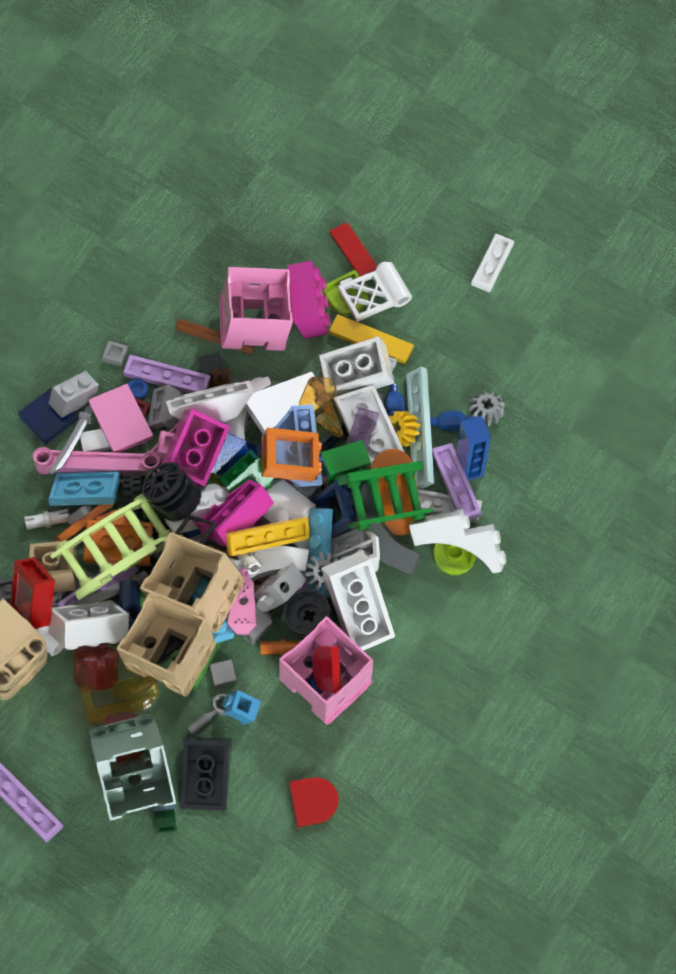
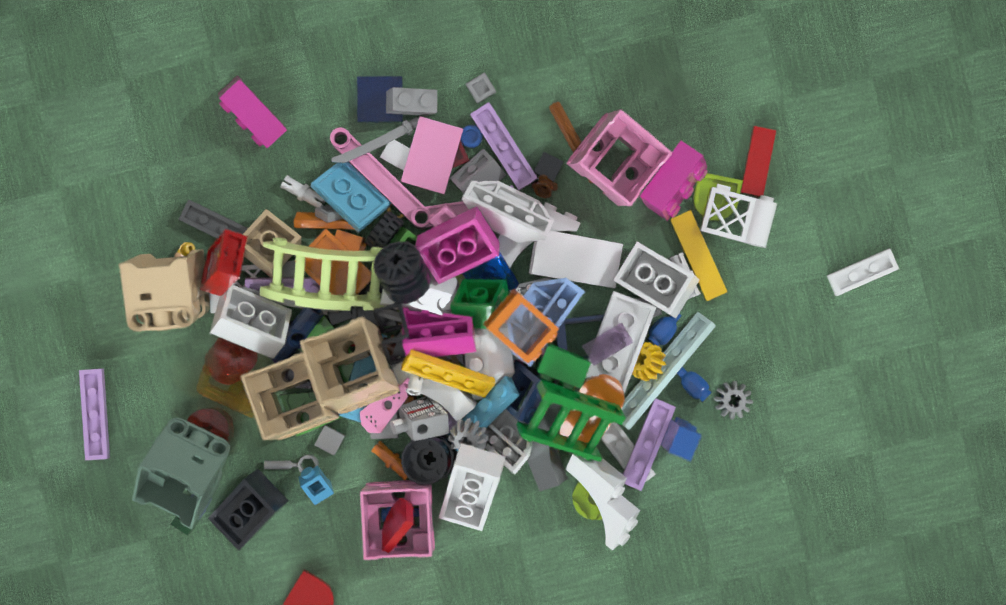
camera: 45 degrees right, 25 degrees up
(320, 393) = (598, 279): clear yellow piece -> none

